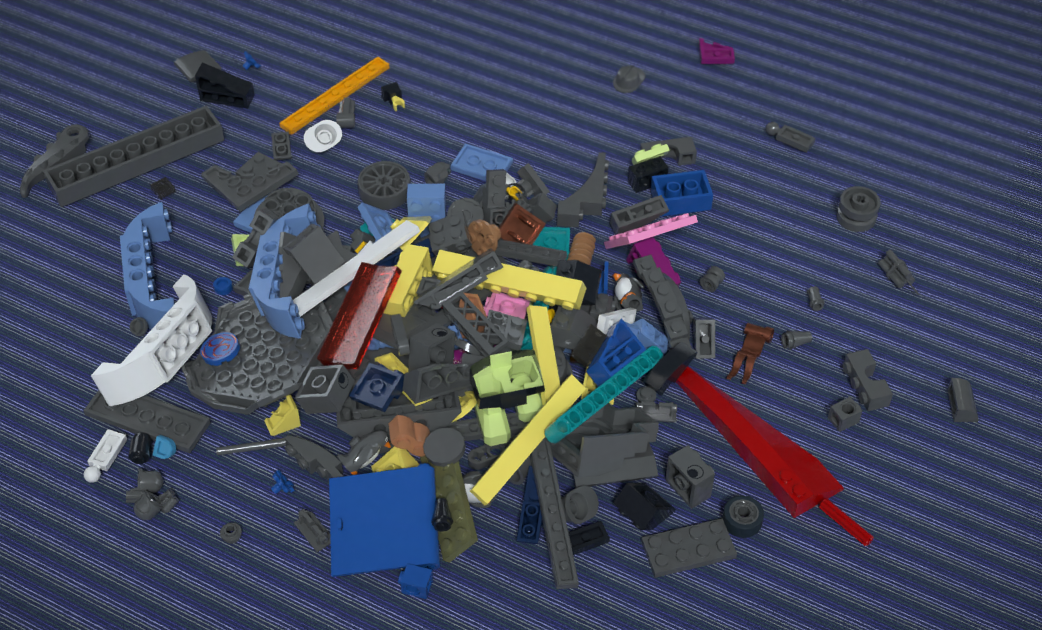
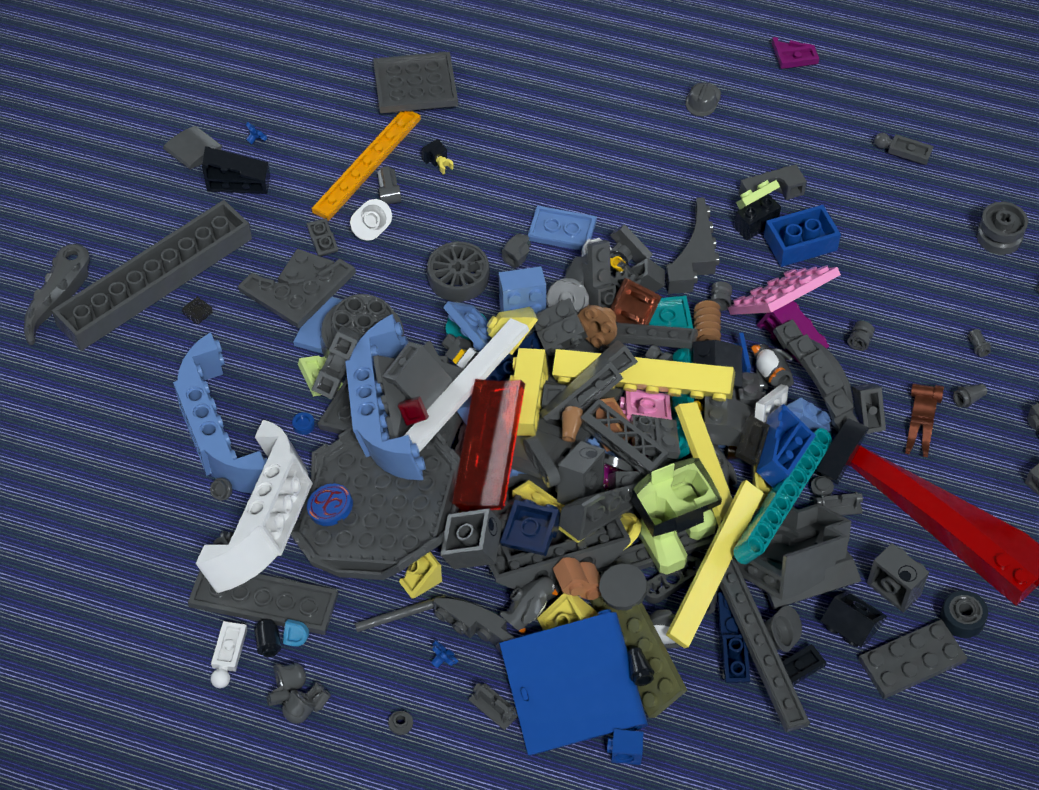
camera: 10 degrees left, 5 degrees up
(304, 280) = (413, 410): none -> dark red tile
(391, 38) = (415, 82): none -> dark grey plate
(434, 309) = (571, 423): none -> medium nougat cone
(601, 231) = (721, 294): none -> dark grey wheel
(638, 214) = (761, 270): dark grey slope -> none

